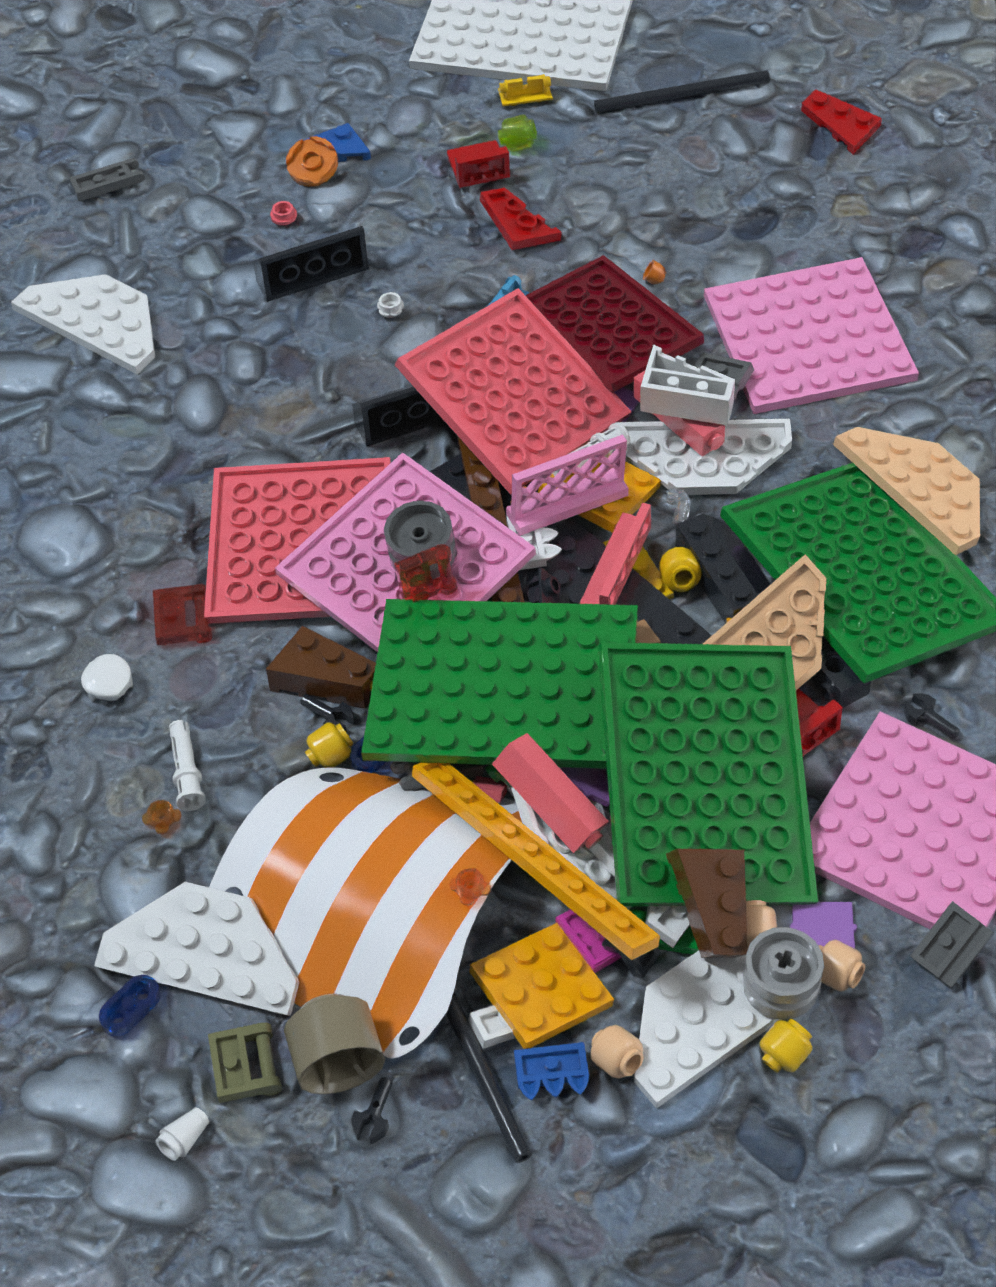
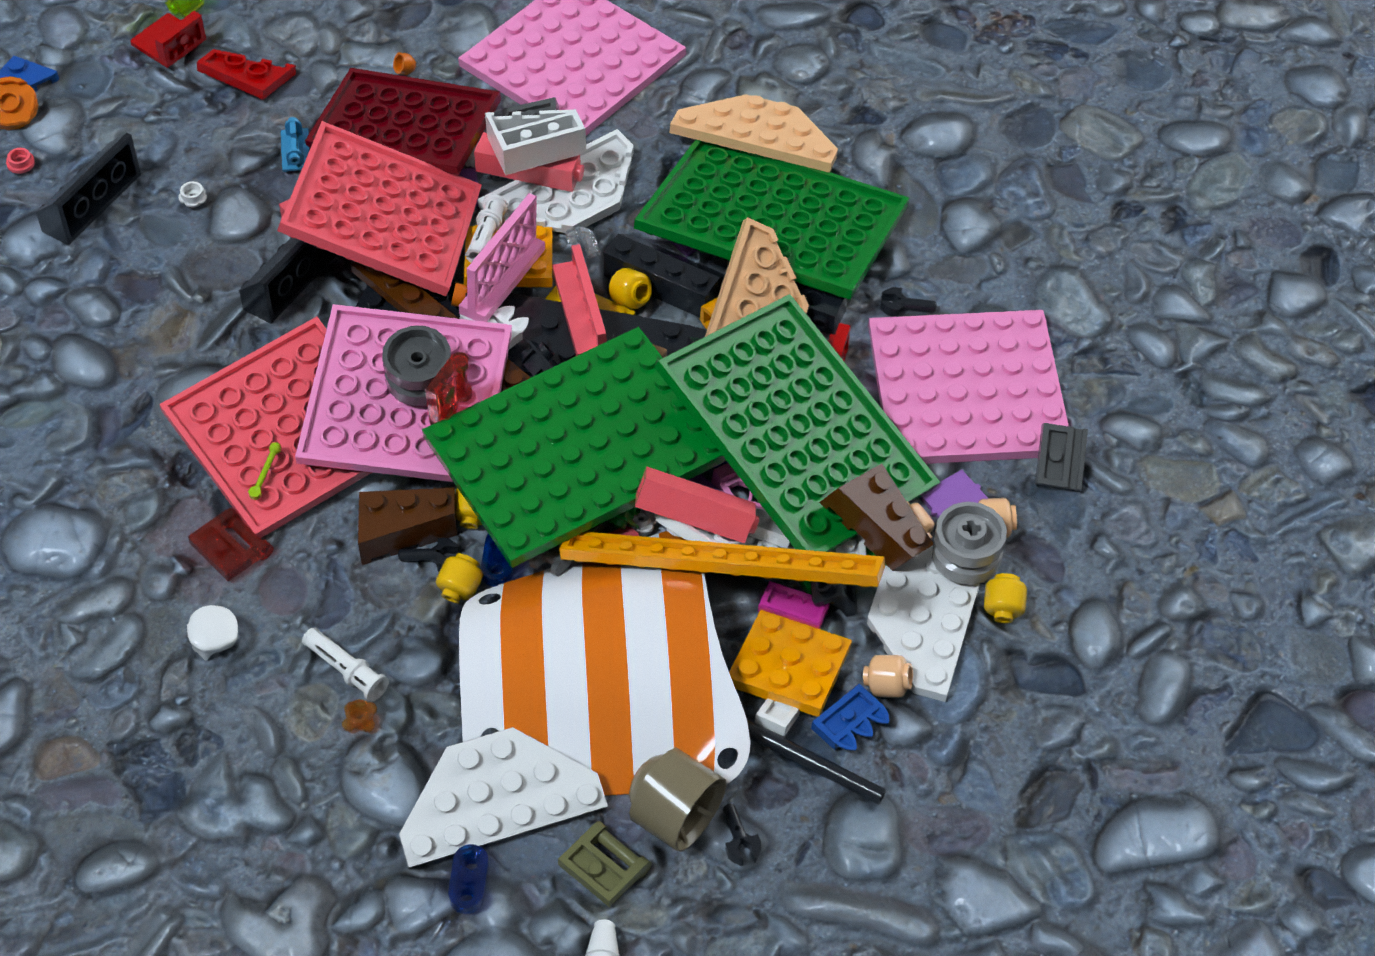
camera: 40 degrees left, 0 degrees up
(229, 581) = (255, 491): none -> lime hinge
(469, 877) = (695, 602): clear orange plate -> none

